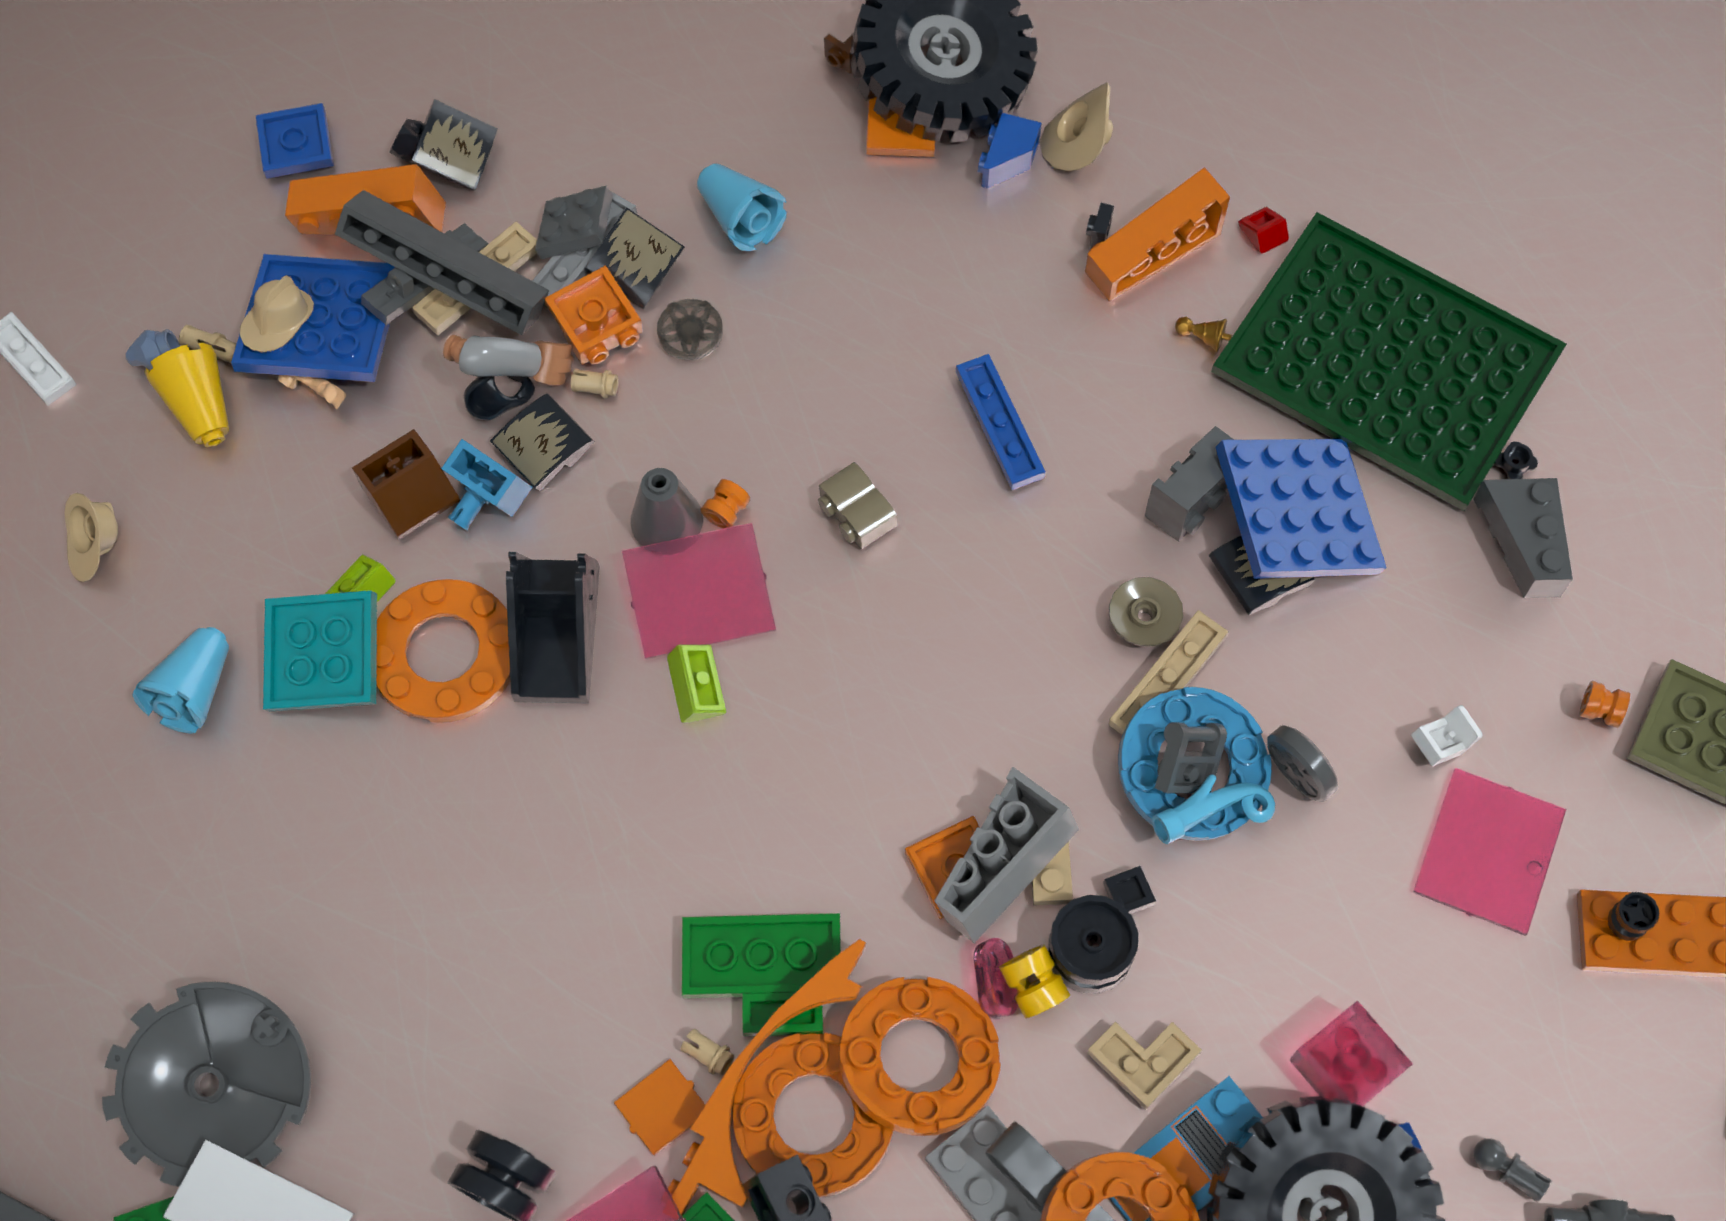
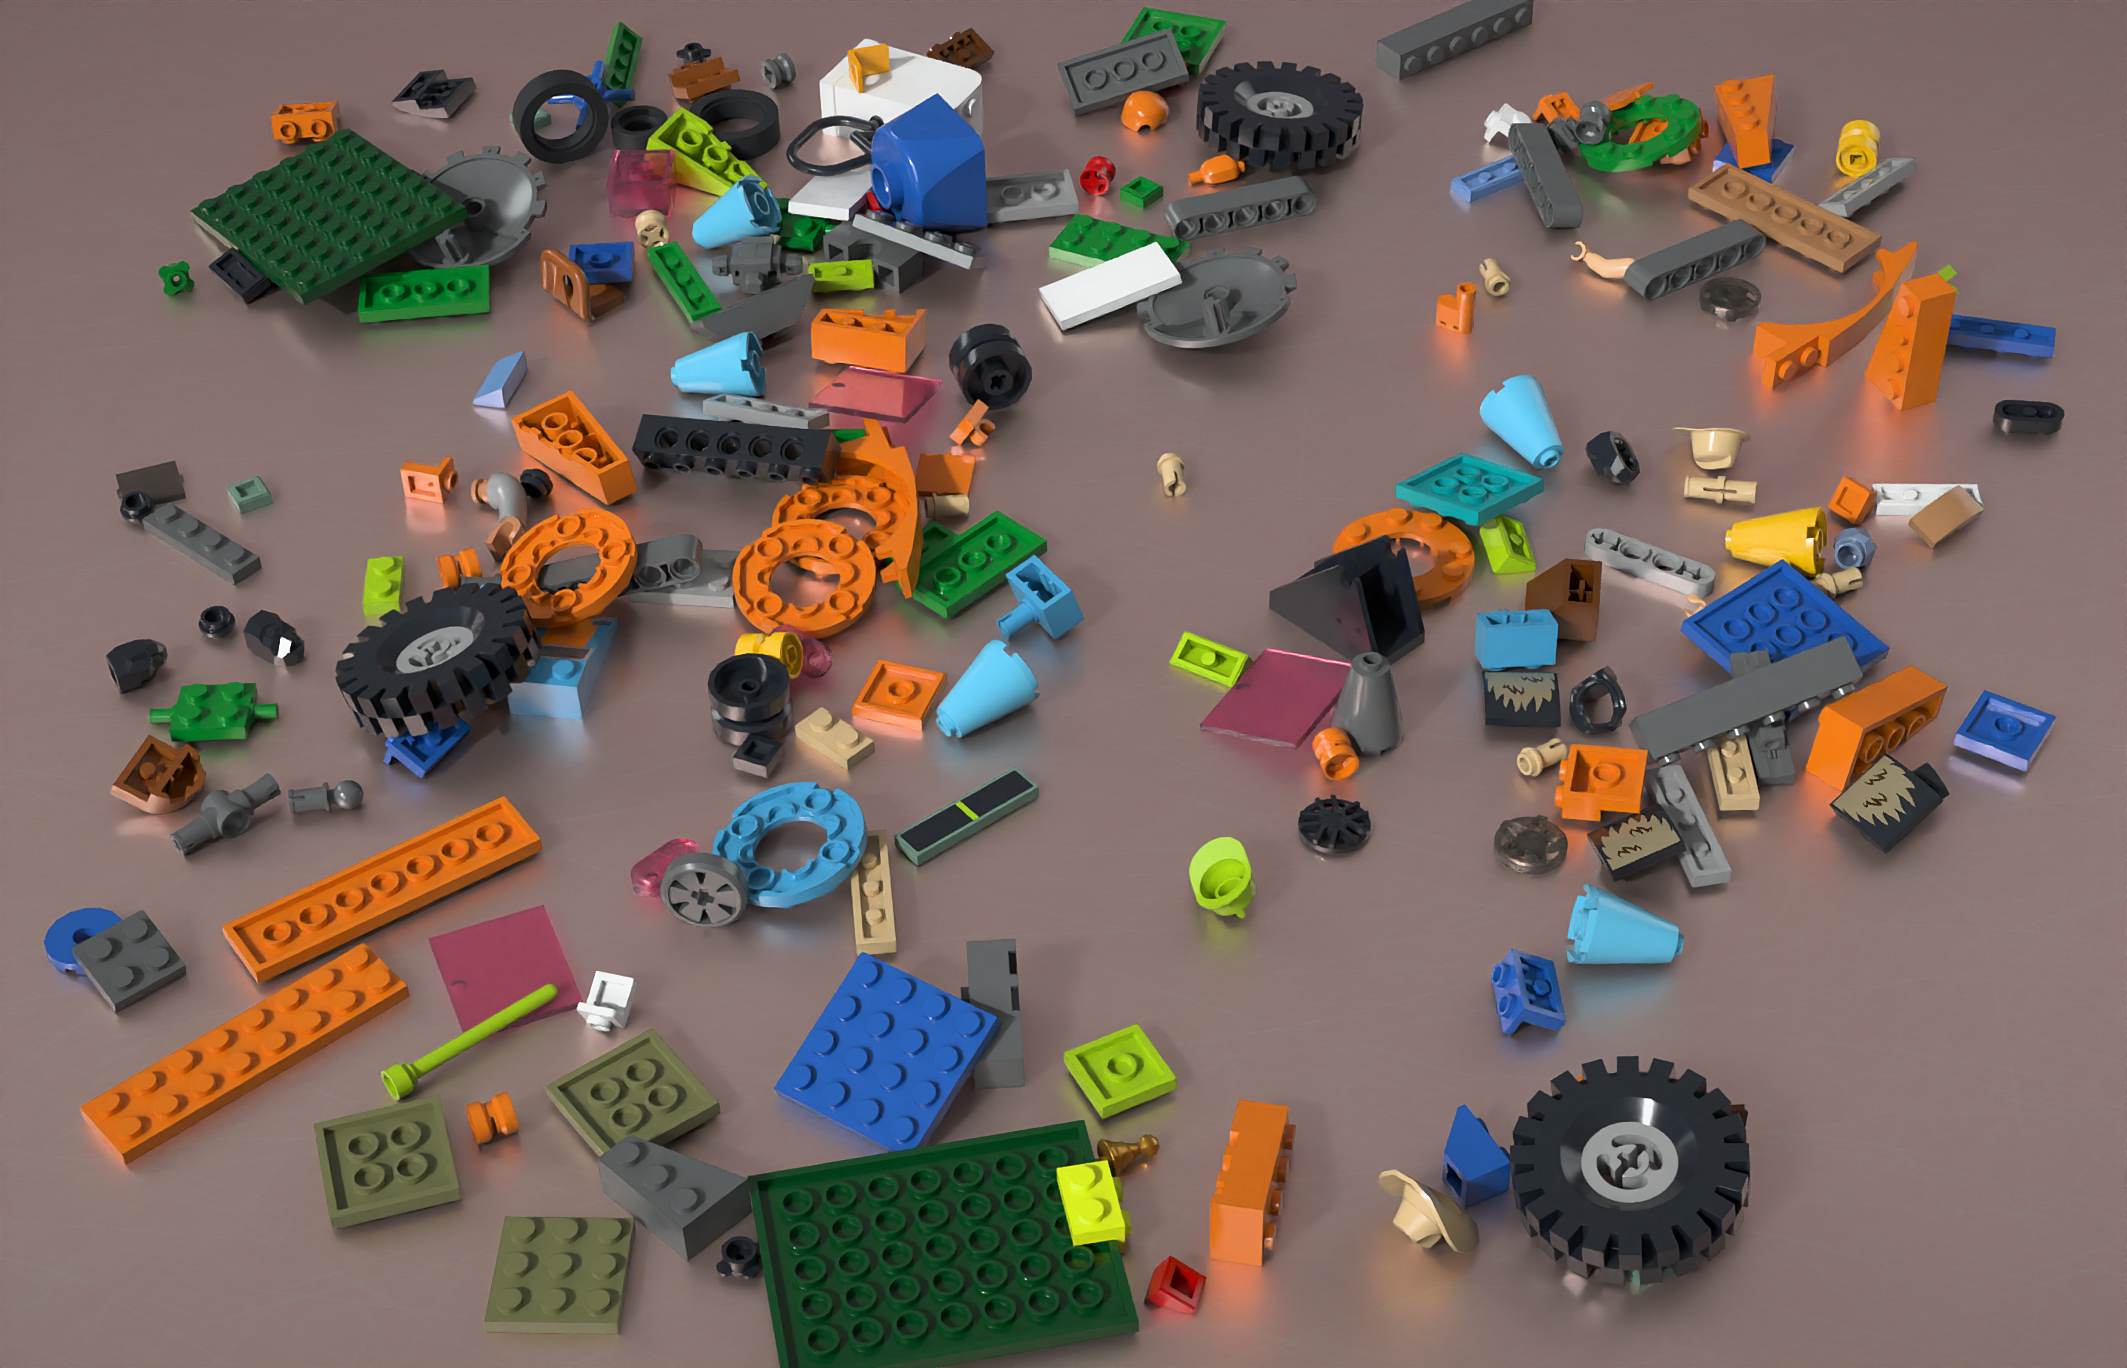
camera: 135 degrees right, 25 degrees down
(43, 874) = (1457, 310): none -> orange piece
(62, 321) = (1945, 515): none -> medium nougat slope
(85, 393) = (1852, 500): none -> orange tile
(146, 493) = (1696, 489): none -> tan pin
(172, 592) = (1613, 457): none -> black rock
(276, 315) = (1805, 606): tan piece -> none
(288, 480) = (1612, 547): none -> light grey beam
(494, 910) = (1171, 469): none -> tan pin
(510, 357) = (1611, 666): light grey piece -> none
(574, 222) = (1715, 823): dark grey plate -> none
(581, 1140) = (974, 426): none -> orange tile
(764, 844) = (1041, 600): none -> dark azure brick
(791, 458) = (1334, 825): none -> black wheel
(839, 224) = (1527, 992): none -> blue bracket
(857, 505) = (1248, 819): dark tan brick -> none
(908, 782) = (987, 691): none -> medium azure cone
(931, 458) = (1223, 877): none -> lime piece
(1000, 422) = (1208, 957): blue plate -> none
(1005, 855) = (866, 694): light grey wedge -> none
(1029, 694) = (966, 816): none -> tile
(1099, 225) = (1312, 1158): black plate -> none
(1140, 1070) = (643, 677): tan plate -> none
(1148, 387) = (1120, 1071): none -> lime plate
(1149, 597) = (936, 913): dark tan dish -> none
(1174, 822) = (762, 783): medium azure plant -> none
(1187, 770) = (792, 825): dark grey plate -> none
(1271, 298) = (1092, 1204): none -> neon yellow bracket
(1295, 834) = (649, 872): none -> clear pink plate
(1351, 1058) = (496, 760): clear pink brick -> none
(1491, 640) = (633, 1092): none -> olive plate
(1533, 1014) = (381, 889): none -> orange plate
(1639, 910) = (347, 968): black wheel -> none
(1641, 548) = (560, 1275): none -> olive plate
(1645, 800) = (401, 1078): none -> lime piece

